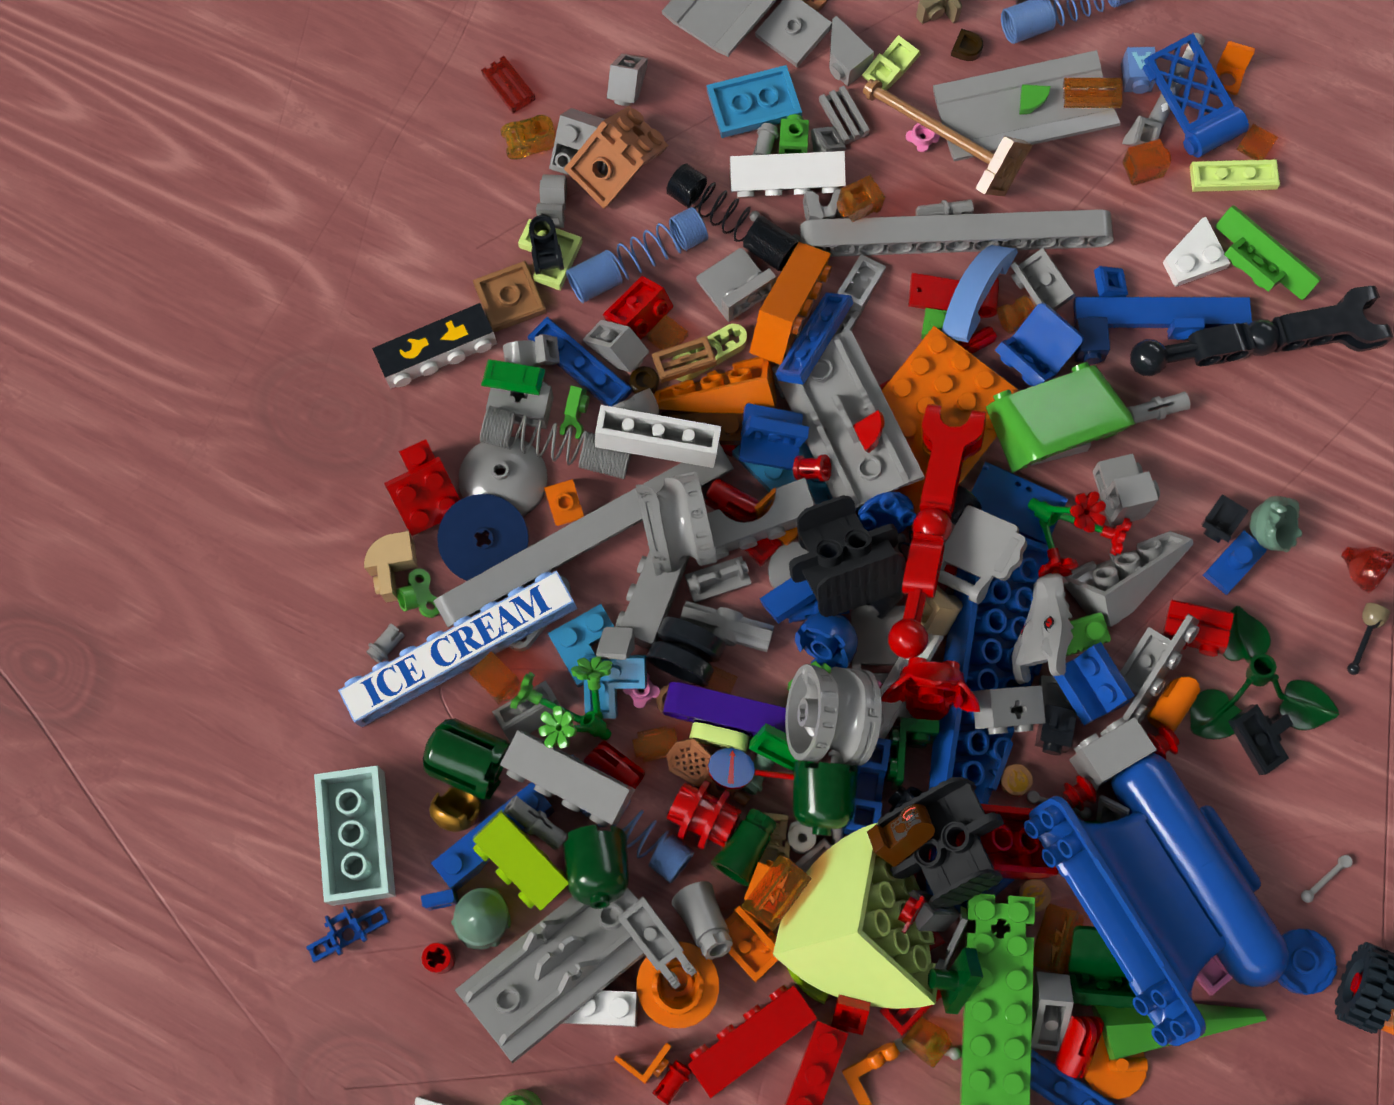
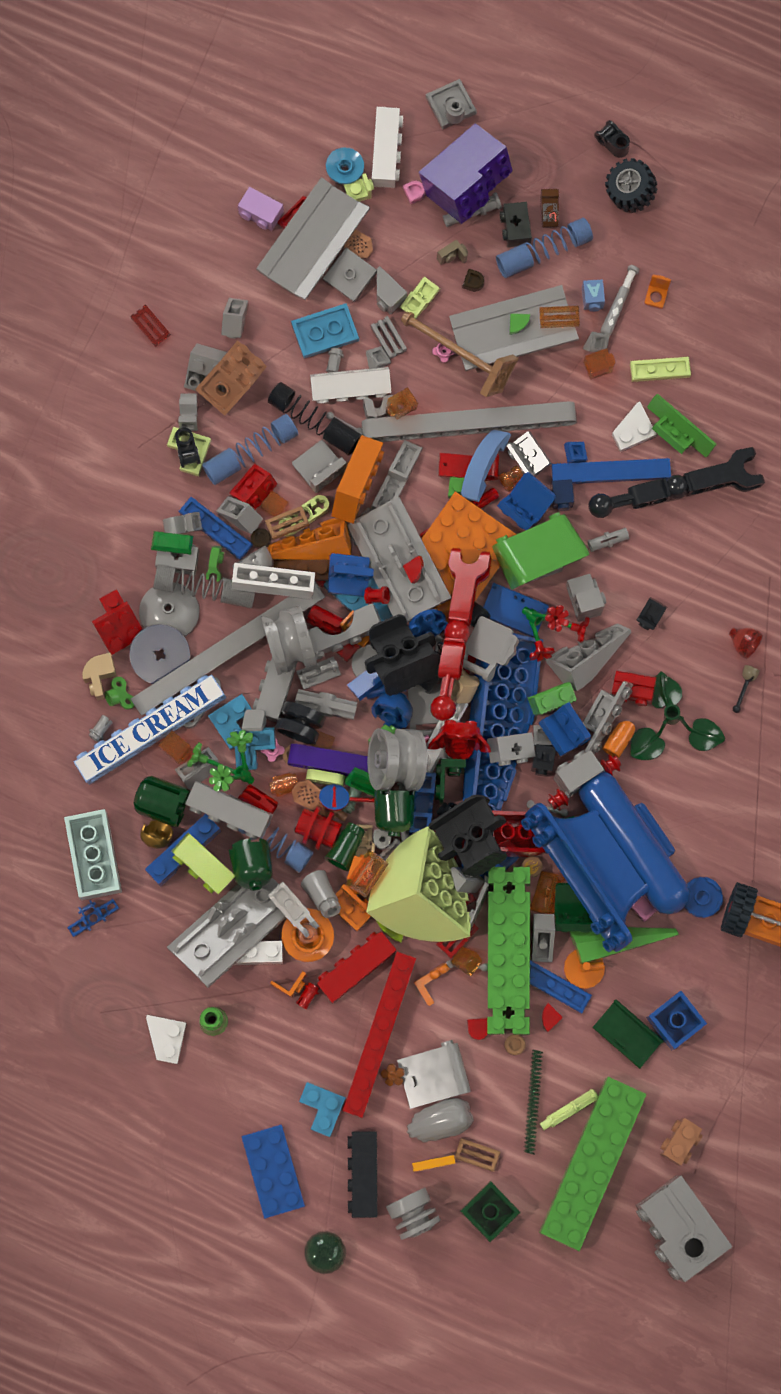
camera: 10 degrees left, 5 degrees up
(435, 346) = (115, 522): brick -> none
(439, 899) = (151, 892): blue tile -> none
(439, 968) = (151, 922): red gear -> none
(481, 918) = (179, 902): sand green hair -> none
(509, 296) = (163, 482): medium nougat tile -> none
(528, 136) = (166, 365): clear yellow piece -> none
(535, 822) = (210, 839): light grey pin -> none
(564, 502) = (212, 626): orange bracket -> none
(793, 135) = (353, 362): bright green brick -> none
(814, 338) = (374, 504): blue tile -> none
(850, 1014) = (418, 947): red tile -> none
(902, 834) = (443, 833): reddish brown leg -> none
(910, 912) = (451, 879): red plate -> none
(946, 208) = (461, 405): light grey axle -> none
(957, 982) = (483, 921): dark green tile -> none
(1016, 780) = (519, 794): medium nougat tile -> none
(1045, 630) = (533, 697): light grey animal -> none
(1079, 1045) = (560, 956): red arm -> none
(1110, 810) = (578, 809): light grey slope -> none
(1184, 326) = (624, 482): blue tile -> none
(1209, 130) = (642, 338): blue piece -> none
(1235, 562) = (660, 642): blue tile -> none
(1257, 143) = (675, 344): clear orange tile -> none
(1261, 737) = (675, 757): black hinge -> none
(1276, 523) = (685, 615): sand green hair -> none
(1343, 862) = (728, 834): light grey hinge -> none

